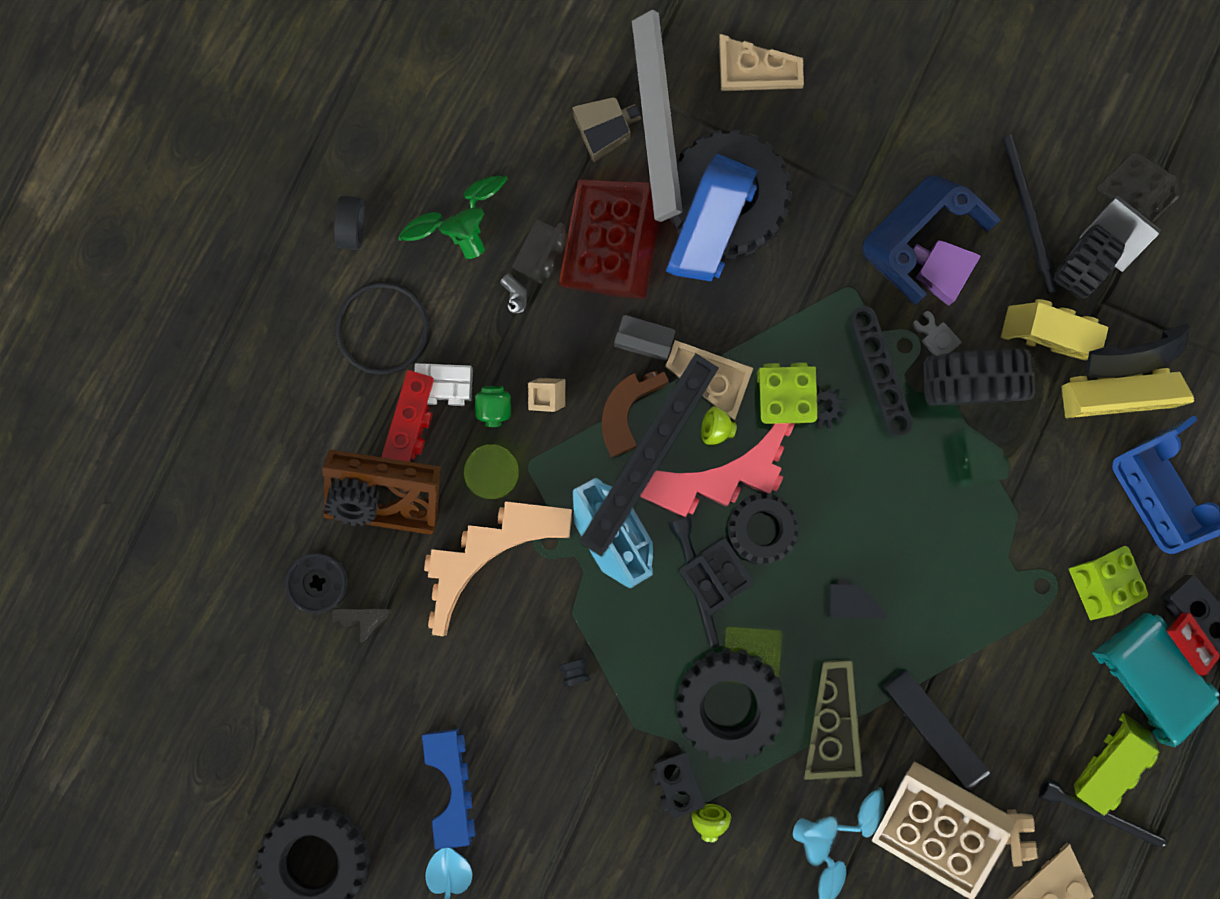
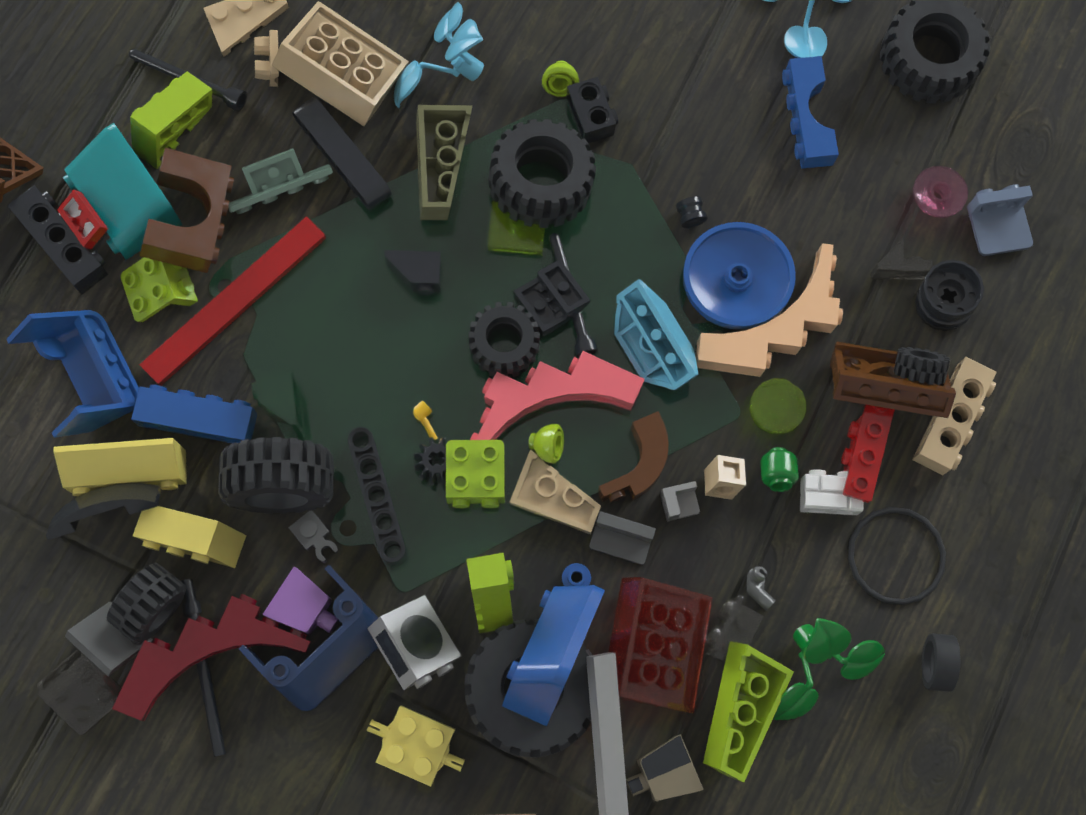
camera: 175 degrees right, 10 degrees down
(256, 668) = (1000, 220): none -> sand blue bracket
(288, 494) = (931, 451): none -> tan brick
(303, 704) = (946, 183): none -> clear pink dish
(528, 601) = (739, 275): none -> blue dish
(533, 178) = (744, 709): none -> lime wedge
(589, 374) = (680, 501): none -> light grey panel
(648, 455) = (620, 408): black plate -> none
(687, 308) = (576, 568): none -> blue plate
(771, 278) = (491, 586): none -> lime wedge
(831, 147) = (415, 745): none -> light yellow plate
(837, 231) = (414, 643): none -> light grey brick
(841, 456) = (420, 412): none -> yellow hand
(1002, 699) = (274, 177): none -> sand green bracket
(1032, 569) = (233, 301): none -> red tile
(1035, 232) = (158, 666): none -> dark red arch
(1061, 446) = (194, 415): none -> blue brick
(1068, 689) = (193, 245): none -> reddish brown arch

